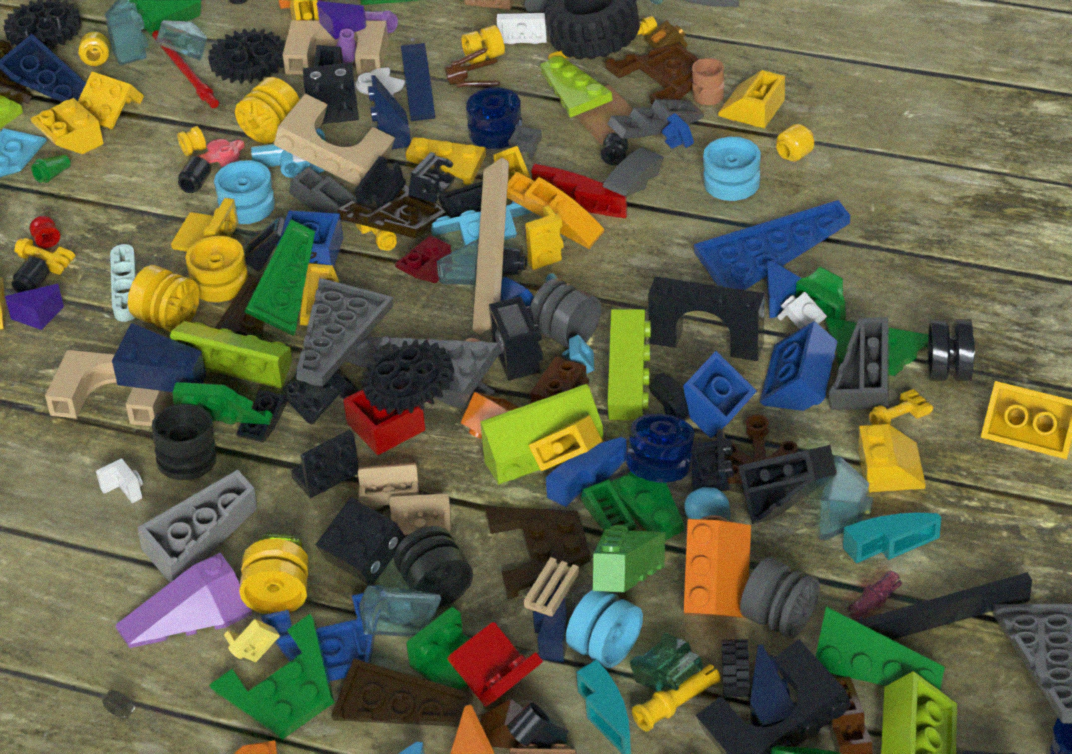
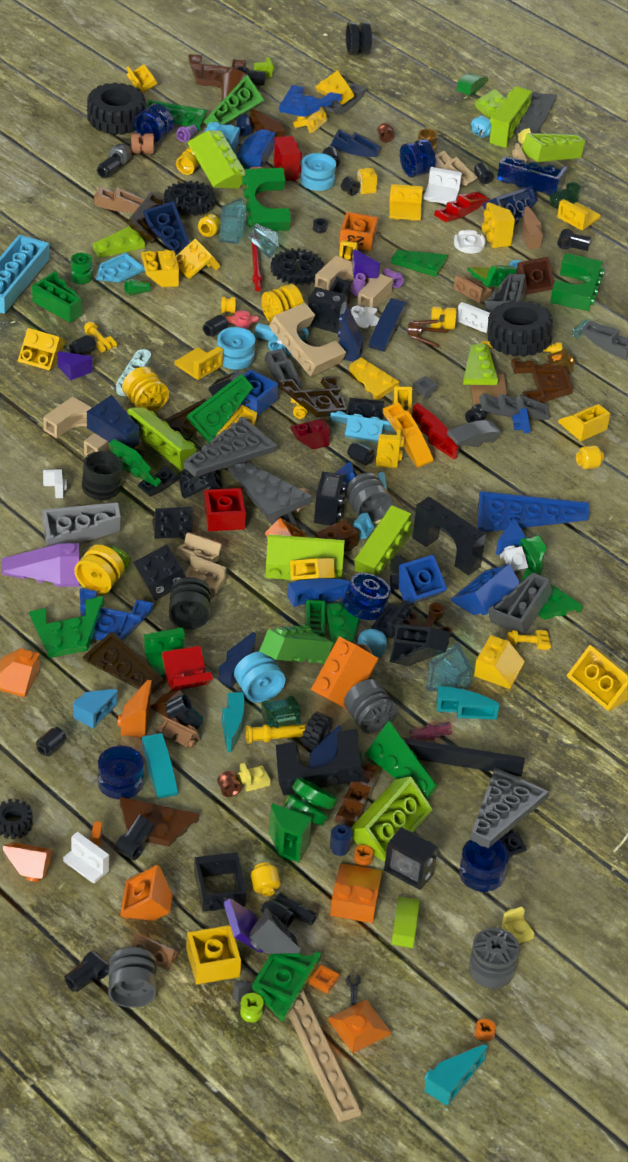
camera: 20 degrees right, 0 degrees up
(46, 226) = (110, 321): red wheel -> none
(217, 267) = (188, 385): yellow wheel -> none
(253, 640) = (66, 598): light yellow bracket -> none
(380, 185) = (315, 376): black hinge -> none
(396, 610) = (151, 616): clear light blue slope -> none
(408, 376) = (245, 492): black gear -> none
(429, 180) = (351, 385): black hinge -> none
(459, 266) = (334, 445): clear light blue slope -> none
(490, 243) = (356, 435): tan tile -> none
(493, 117) = (415, 363): clear blue wheel -> none
(535, 591) = (243, 640): tan tile -> none
(546, 535) = (268, 616): dark brown wing -> none
(708, 81) = (564, 397): nougat wheel -> none
(731, 168) = (536, 456): medium azure wheel -> none
(957, 350) = (581, 617): black wheel -> none

